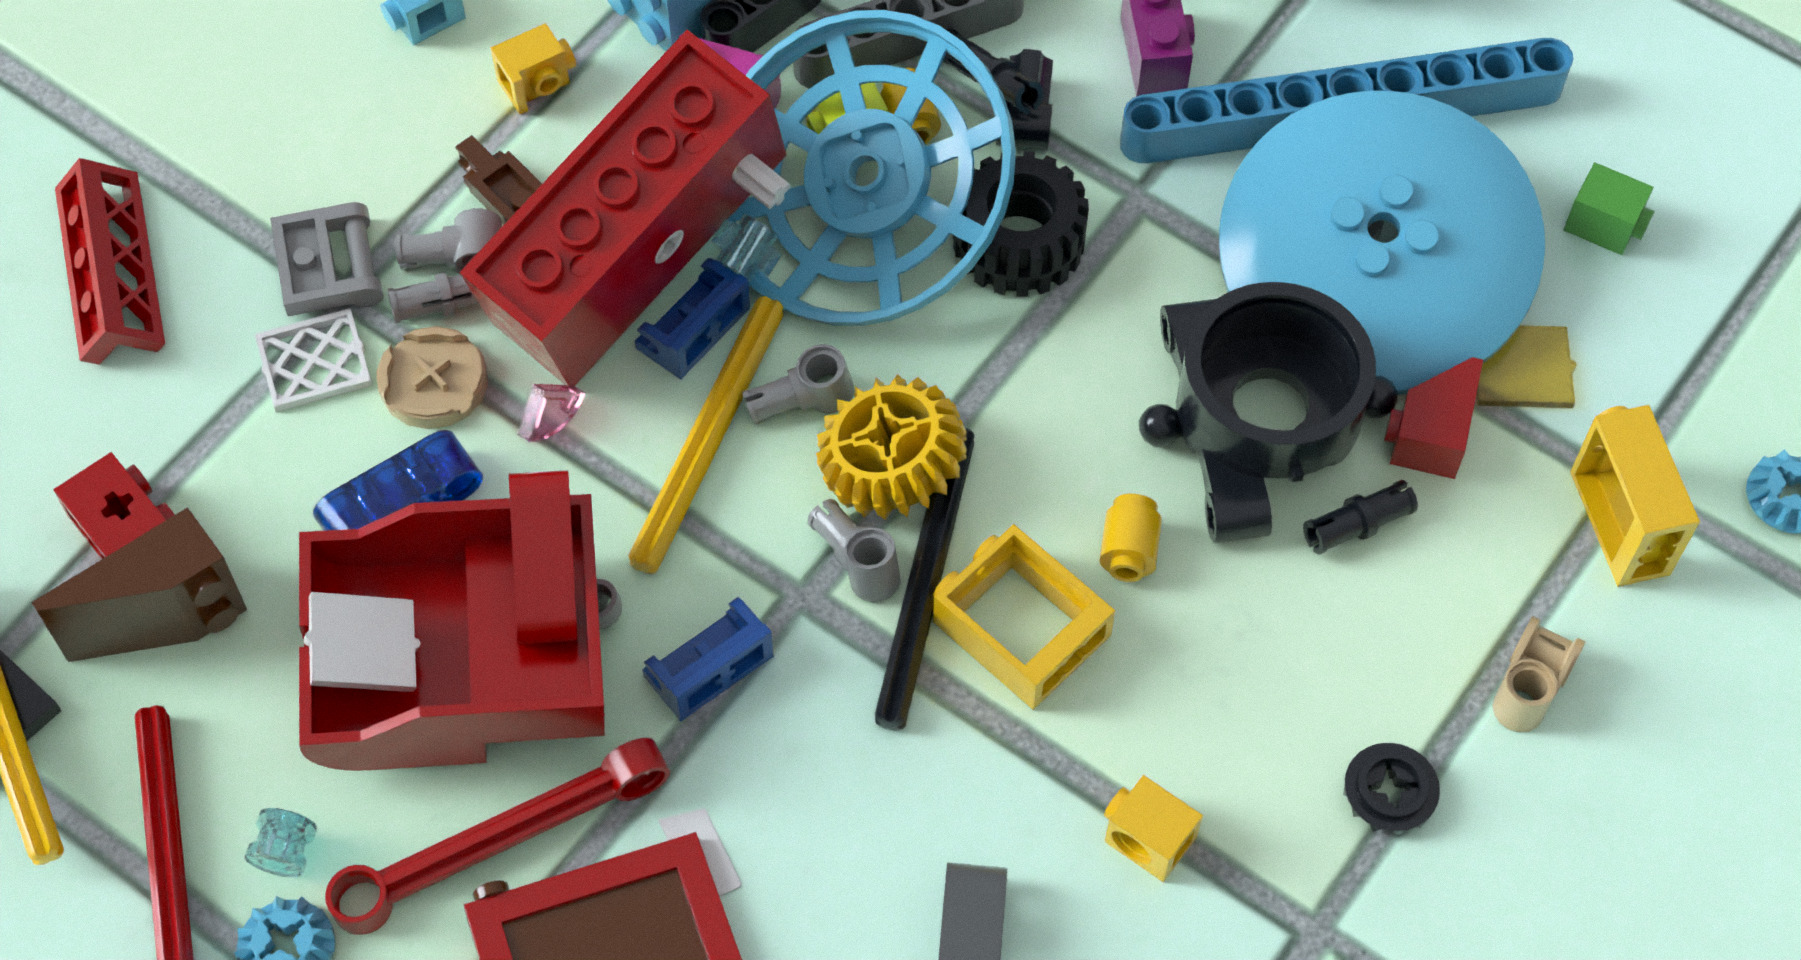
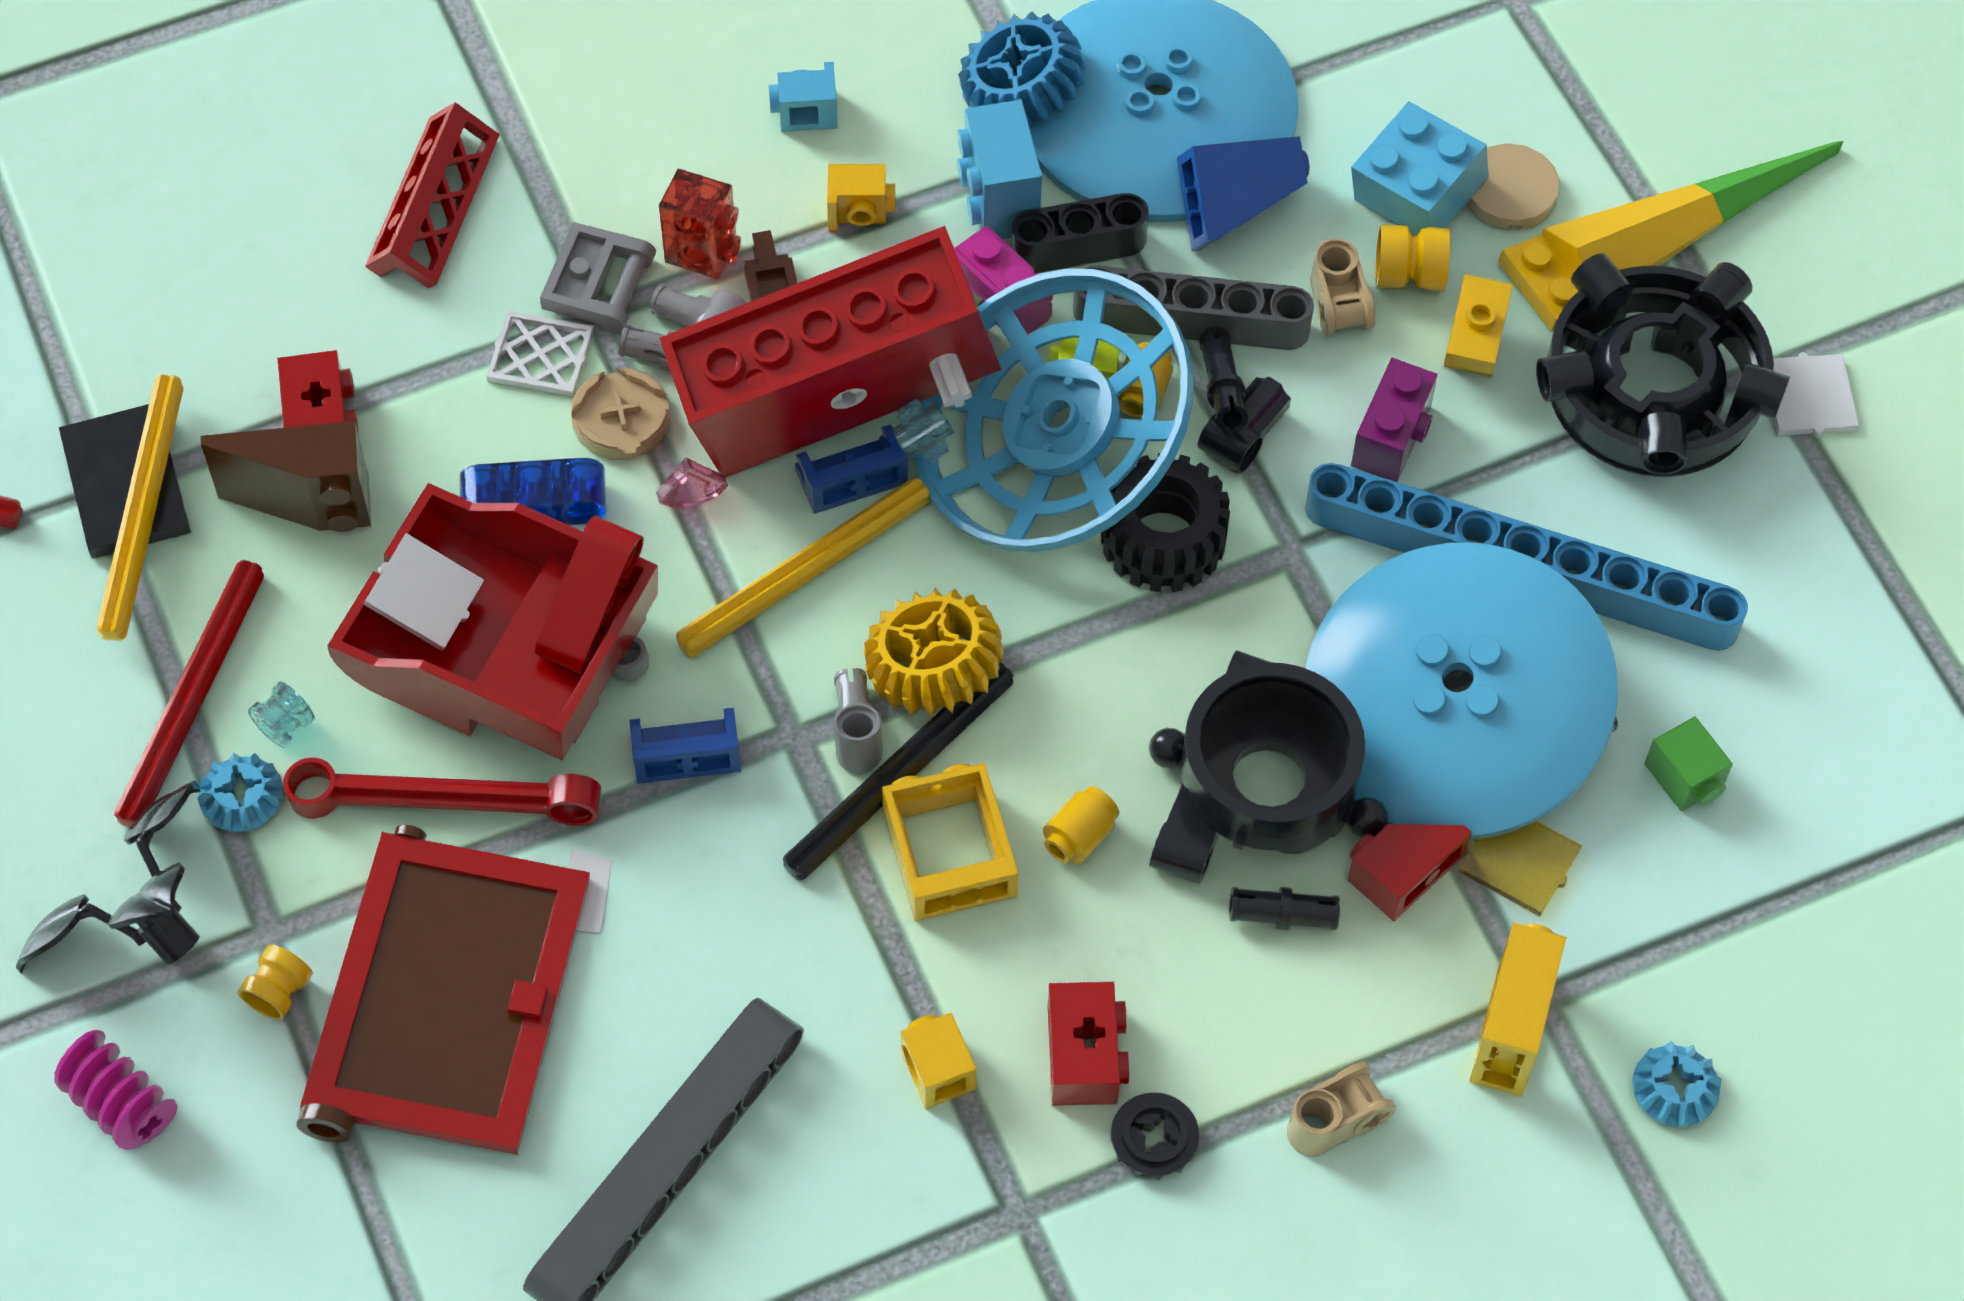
camera: 30 degrees right, 0 degrees up
(403, 159) = (699, 224): none -> clear red brick
(800, 386) = (900, 567): light grey pin -> none
(1276, 766) = (1078, 1072): none -> red brick

